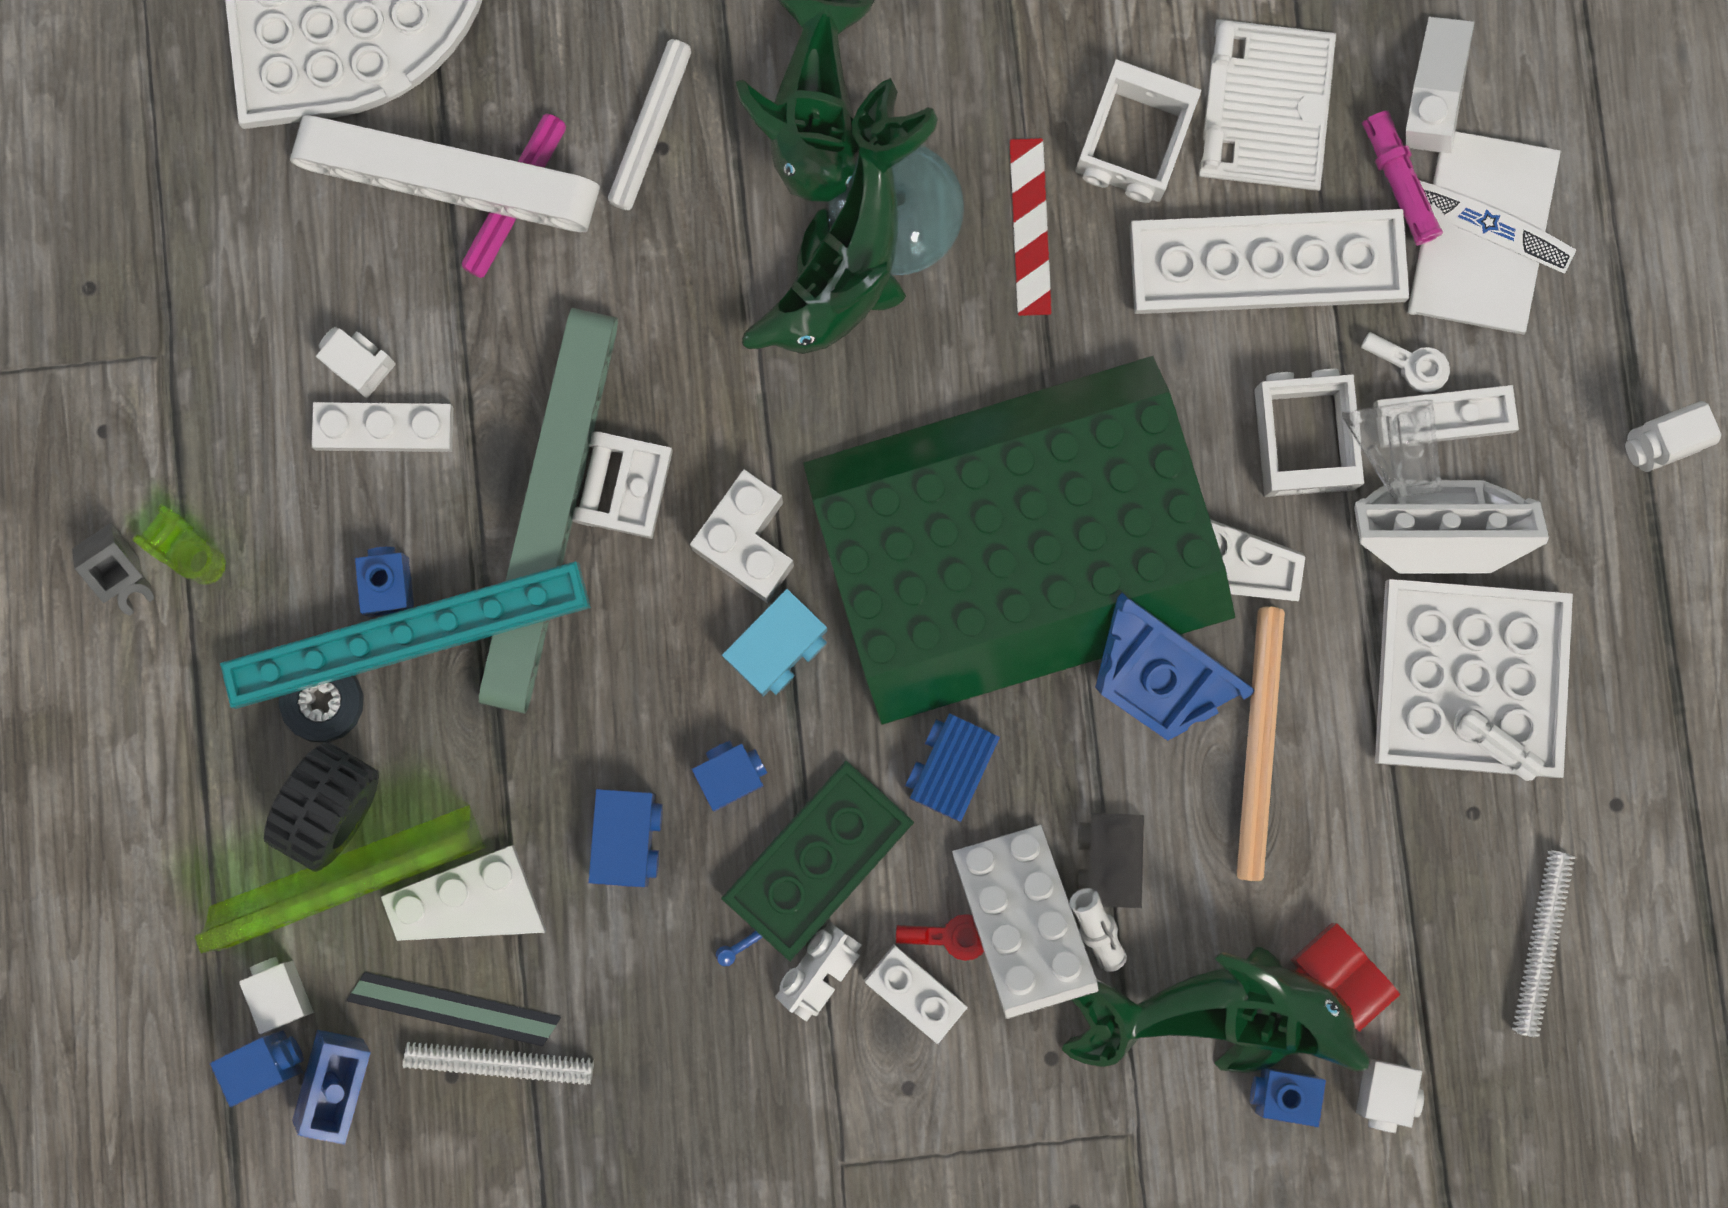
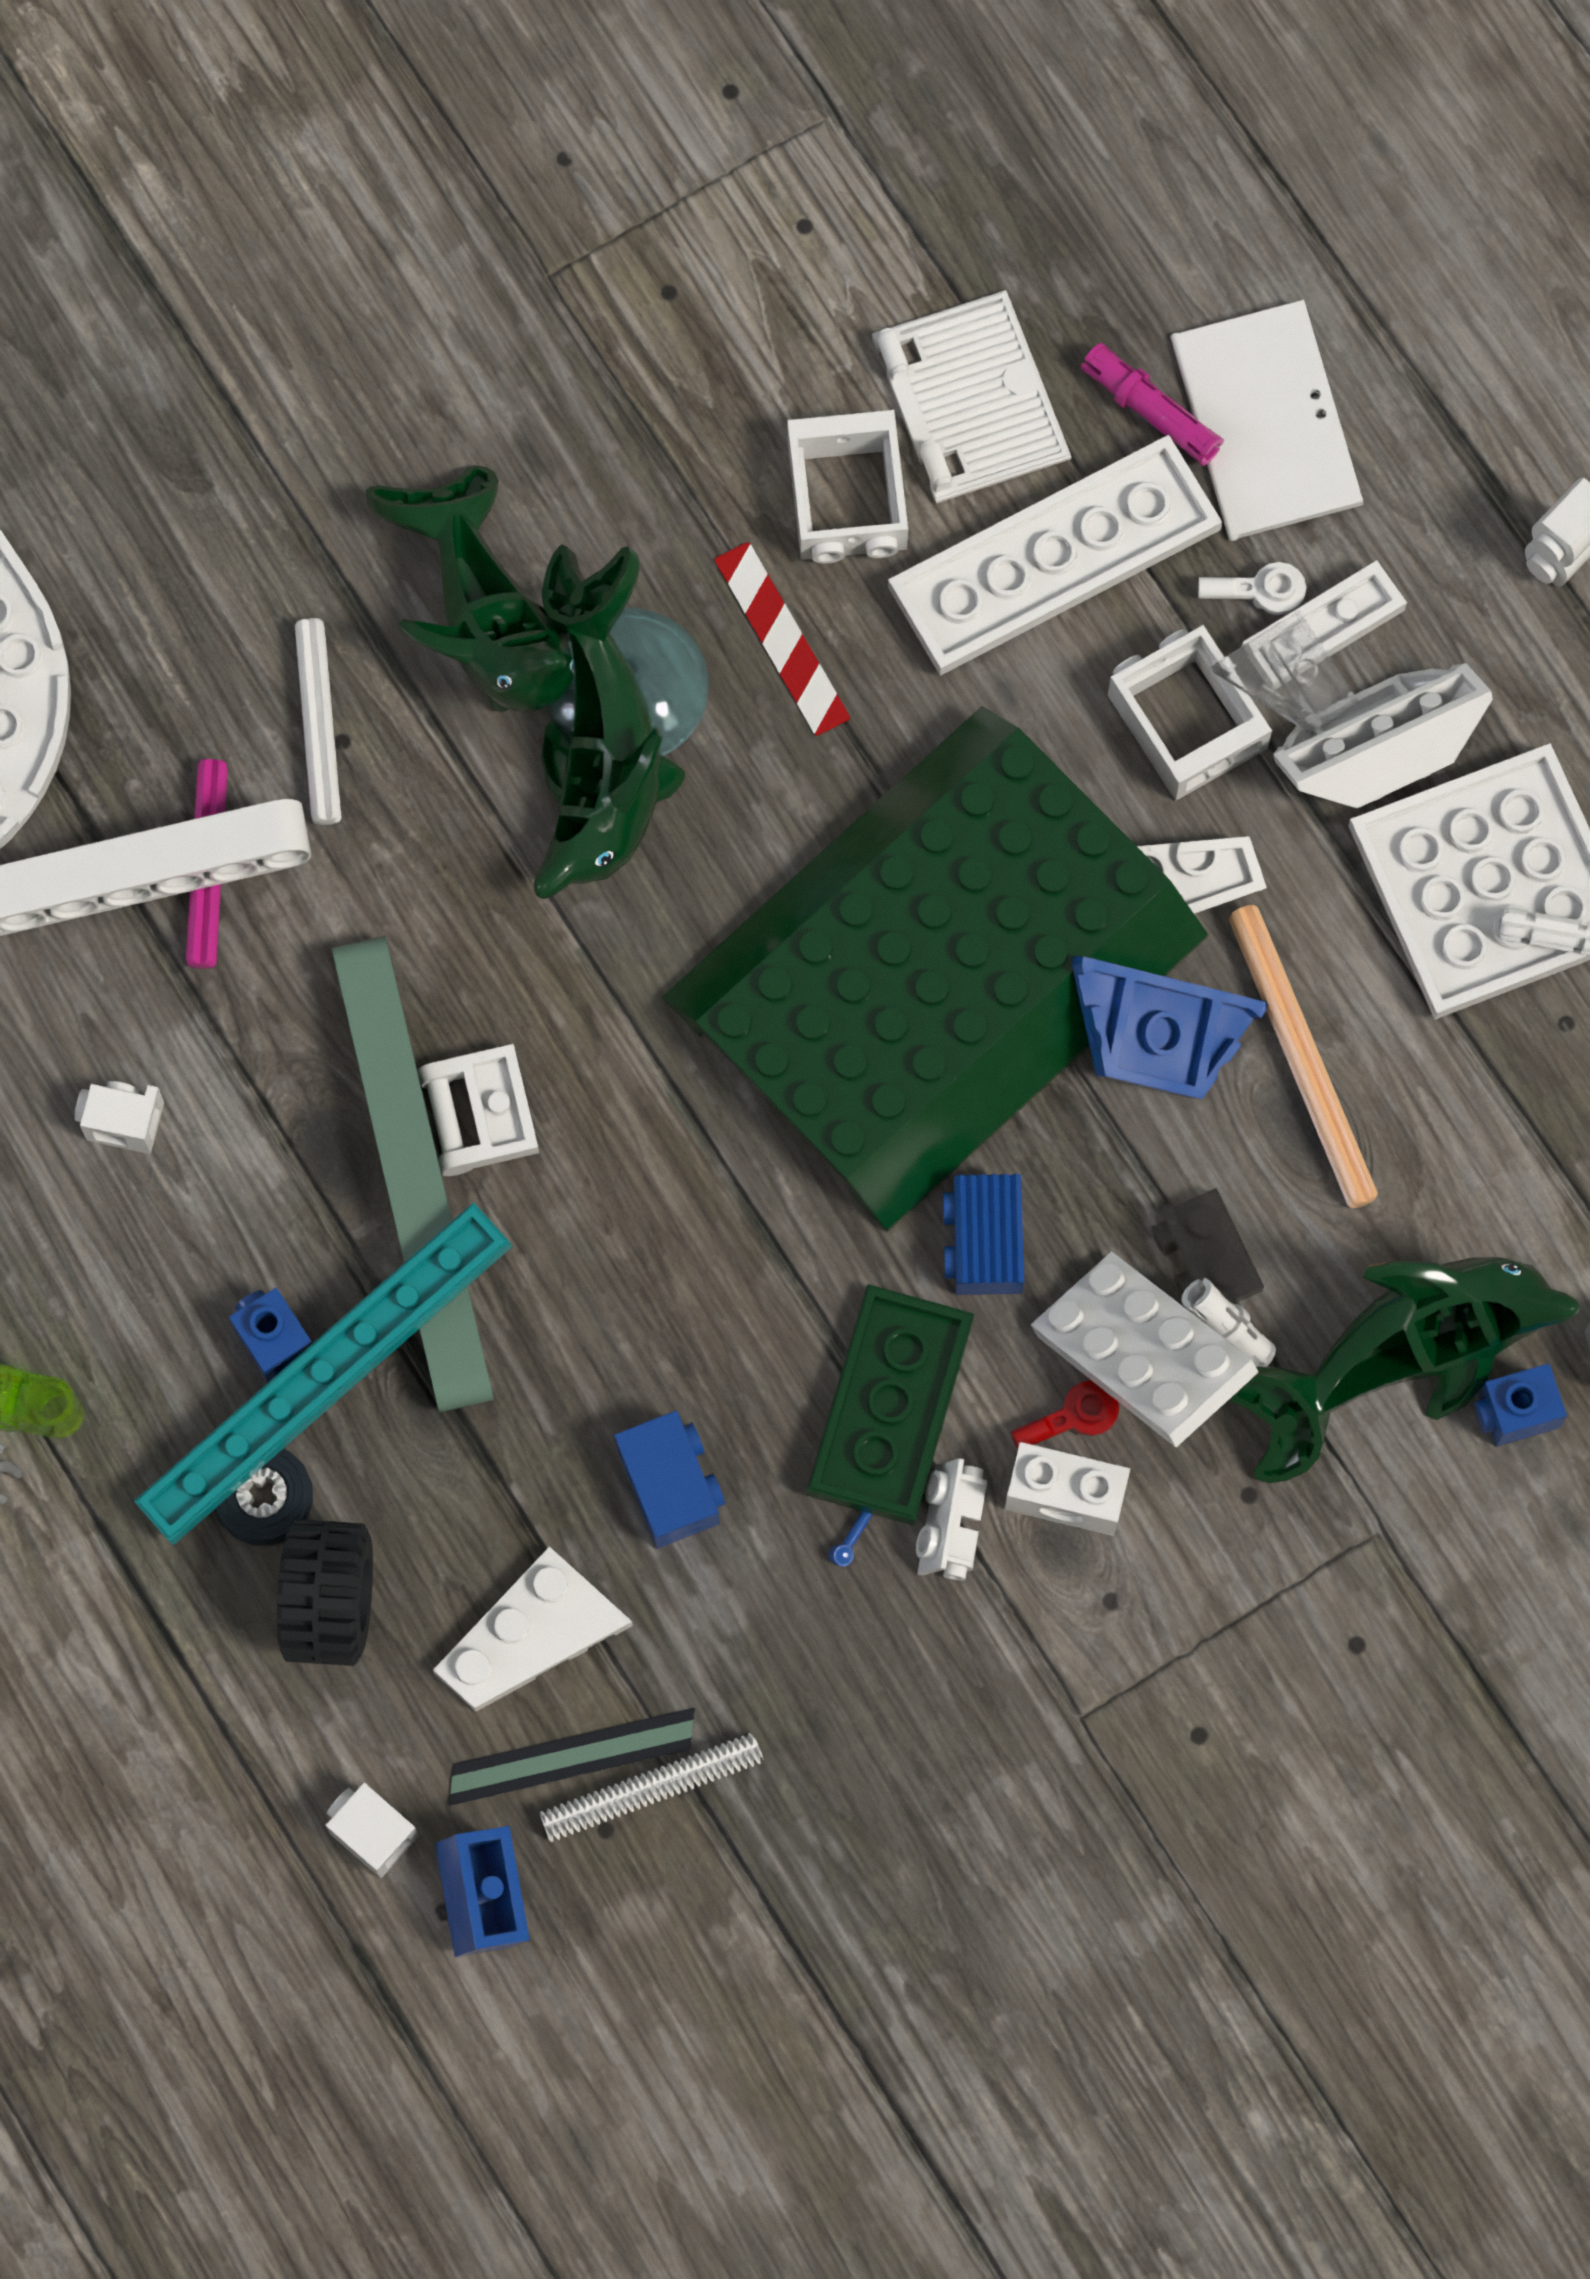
camera: 20 degrees left, 10 degrees down
(258, 1067) = (393, 1904): blue brick -> none
(340, 881) = (385, 1670): clear neon green arch -> none
(382, 427) = (184, 1173): white plate -> none
(729, 774) = (749, 1357): blue brick -> none
(733, 541) = (634, 1112): white brick -> none
(776, 644) = (730, 1196): medium azure brick -> none
(1345, 968) = (1507, 1233): red brick -> none
(1439, 85) = (1142, 292): white slope -> none
(1500, 227) = (1281, 407): white sticker -> none

